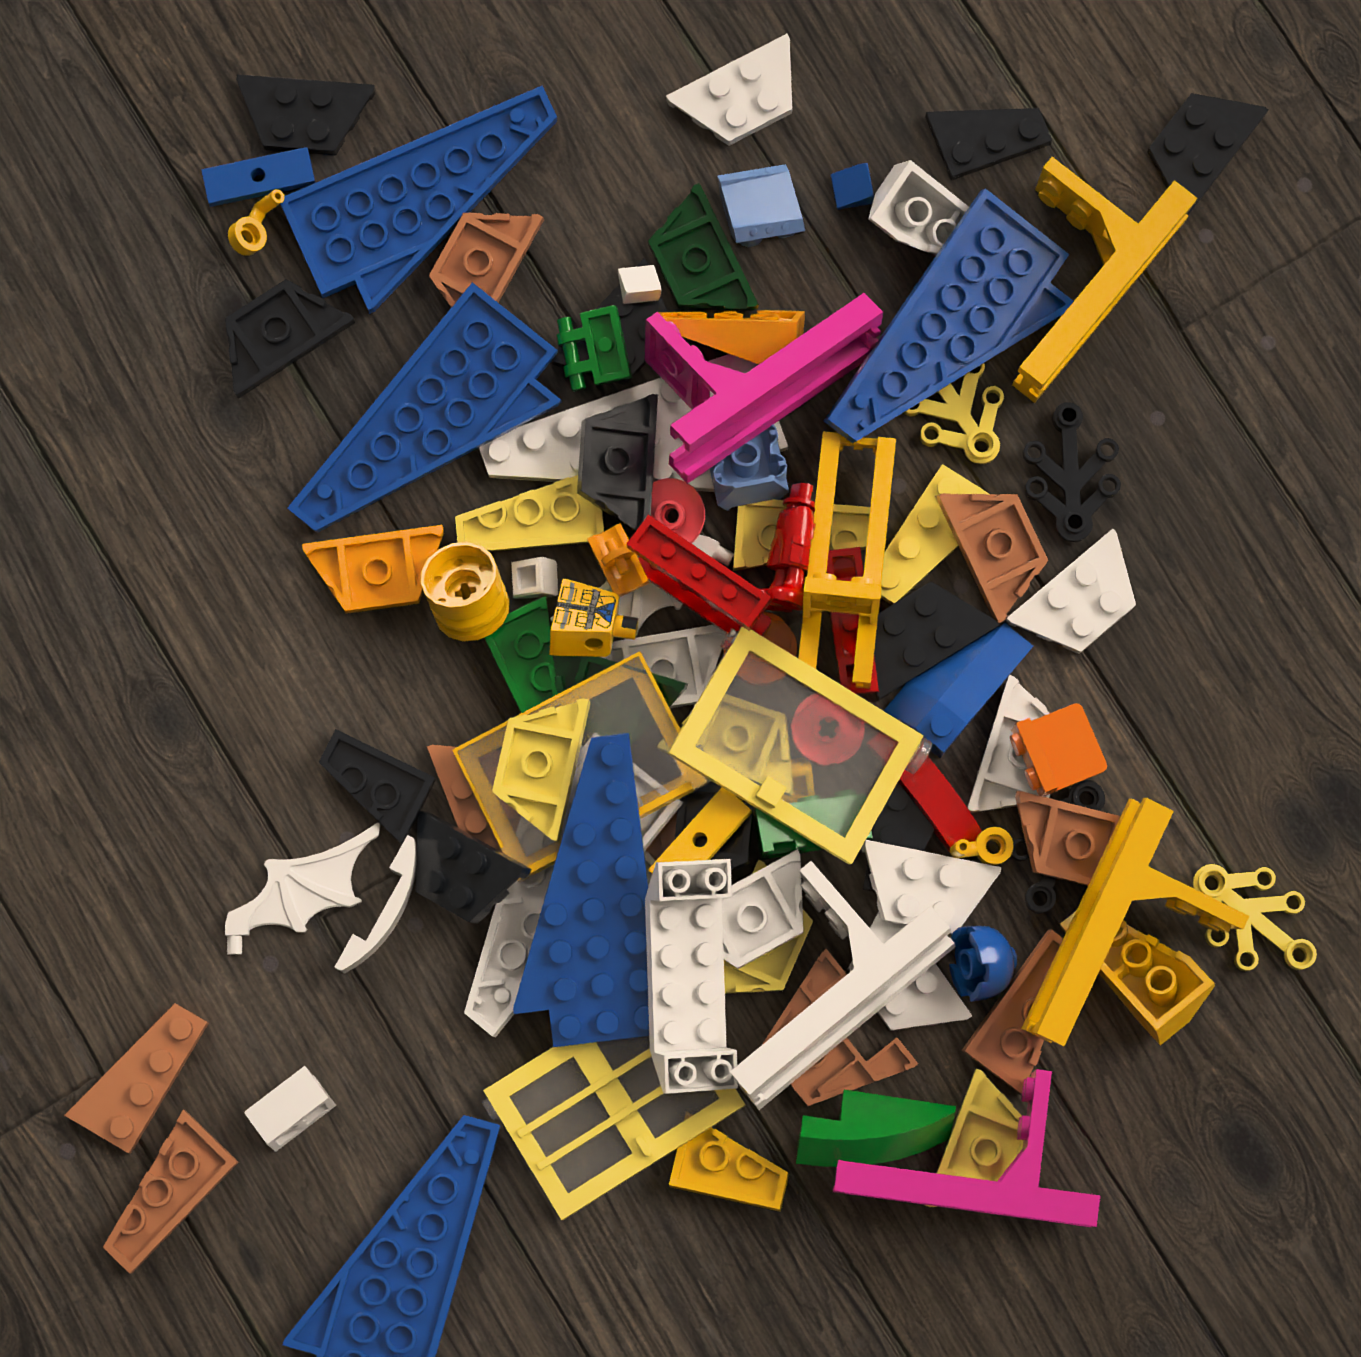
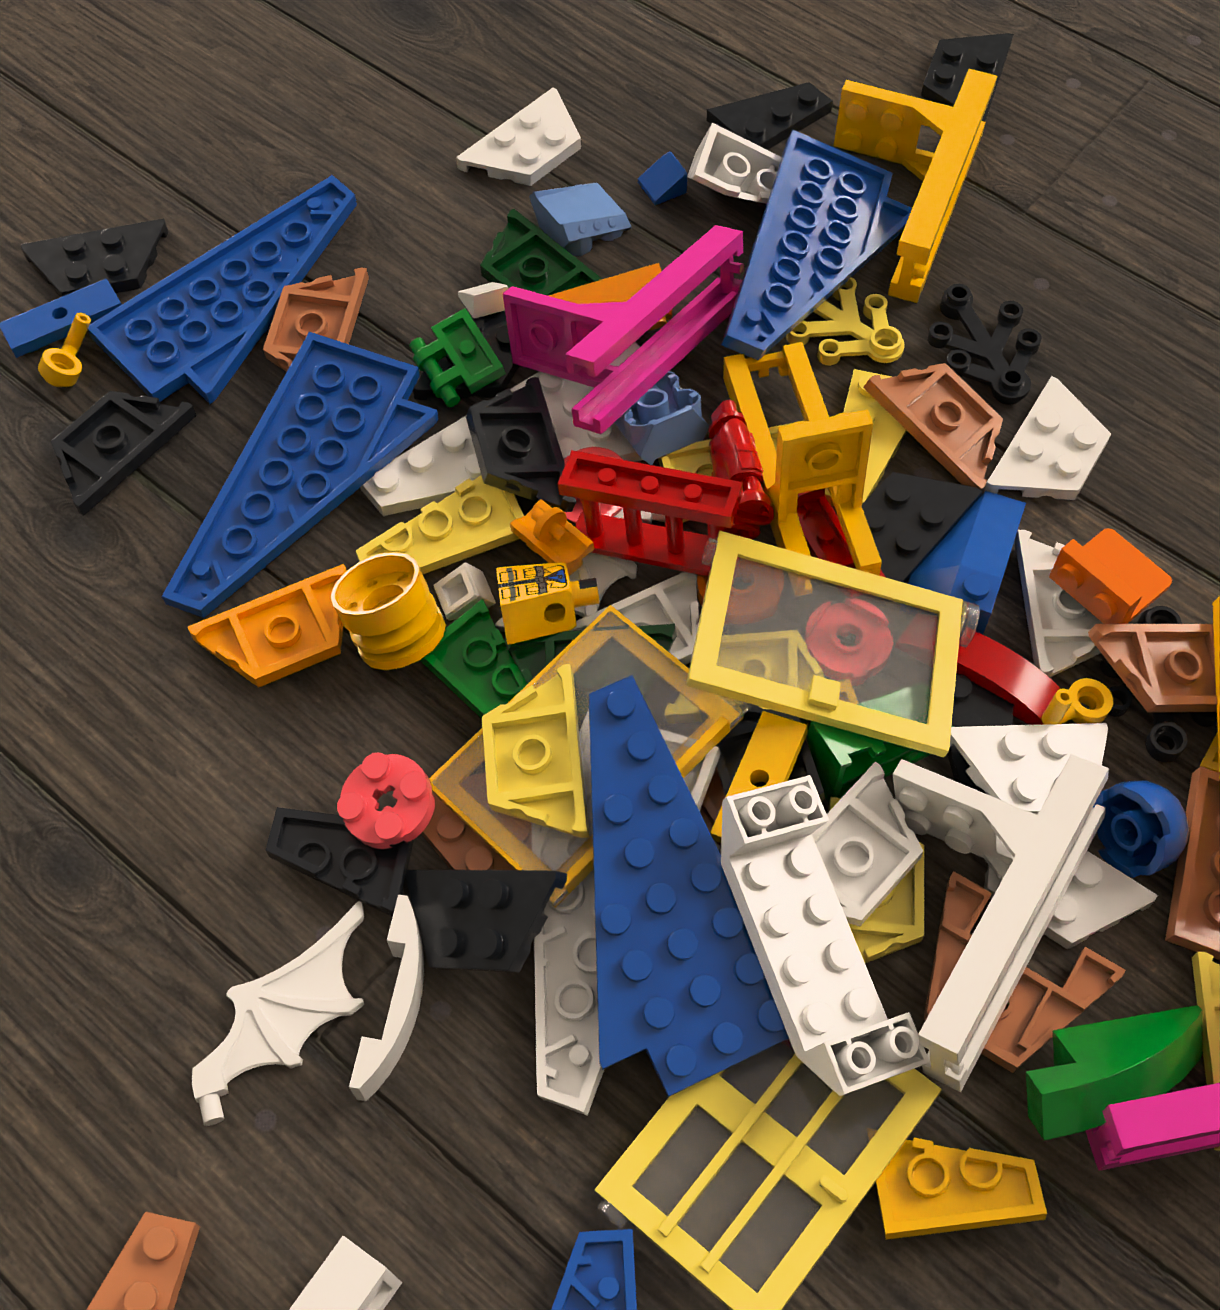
camera: 15 degrees left, 20 degrees down
(440, 758) = (368, 783): none -> coral plate

